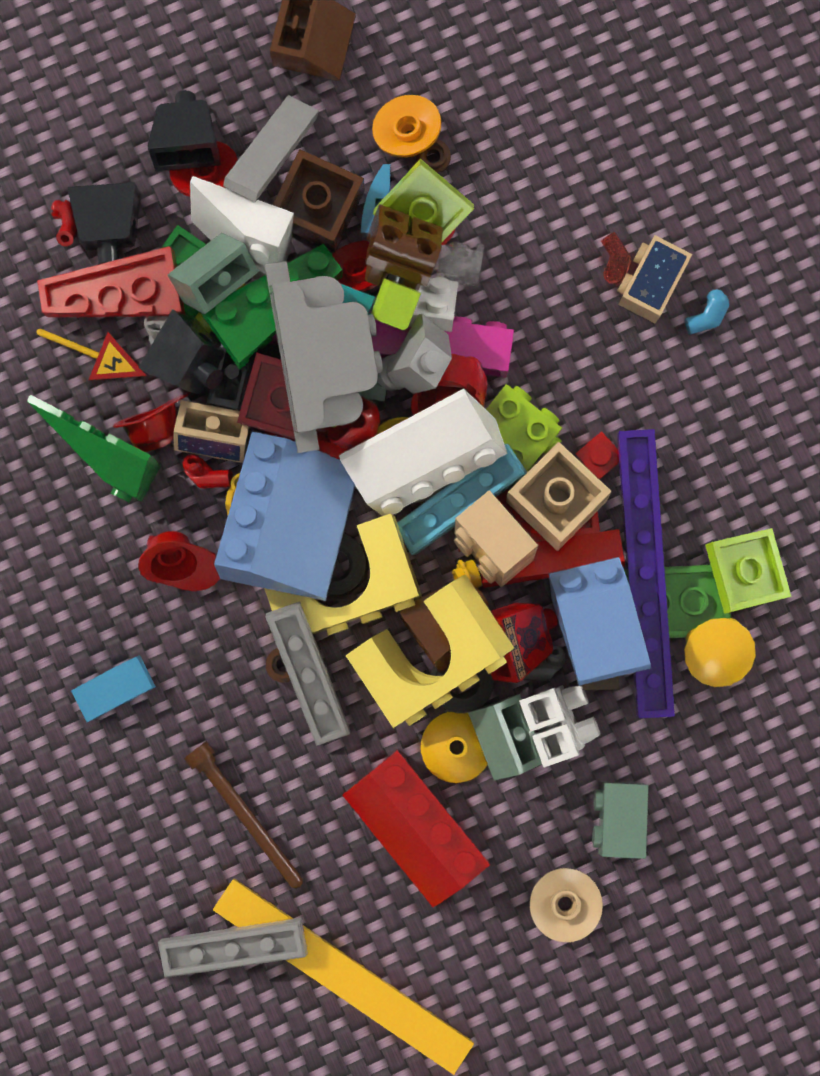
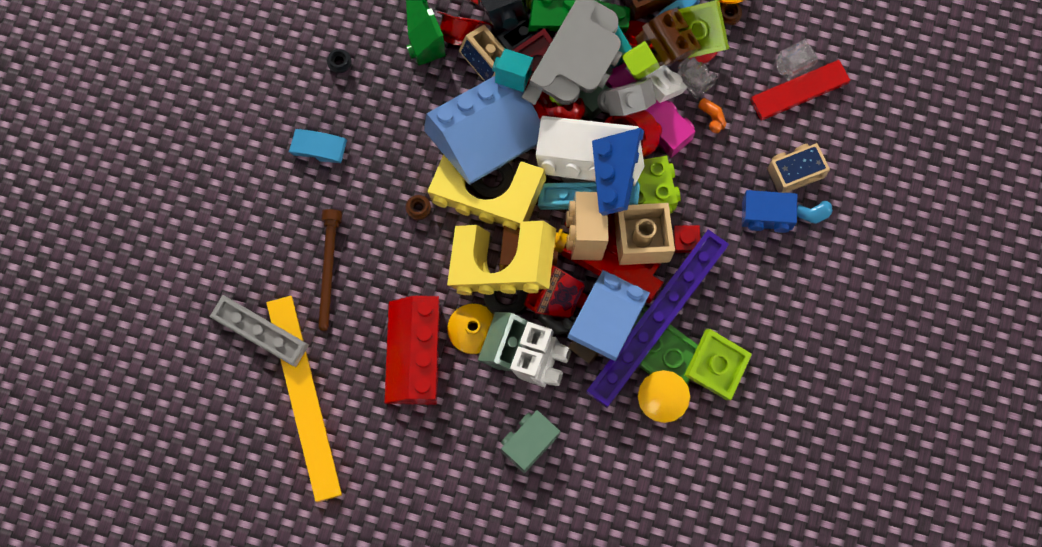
camera: 40 degrees right, 10 degrees down
(40, 566) = (338, 54): none -> black plate
(178, 562) = (408, 107): red piece -> none
(203, 475) = (462, 75): red arm -> none
(265, 432) = (513, 69): none -> teal brick
(308, 673) = (426, 219): light grey tile -> none
(478, 459) = (614, 169): none -> blue wing
(513, 286) = (718, 120): none -> orange arm
(551, 154) = (796, 60): none -> clear brick
(574, 922) = (458, 447): tan dish -> none
(581, 184) = (800, 90): none -> red tile
(619, 259) = (788, 144): clear red arm -> none
(663, 352) = (769, 211): none -> blue brick

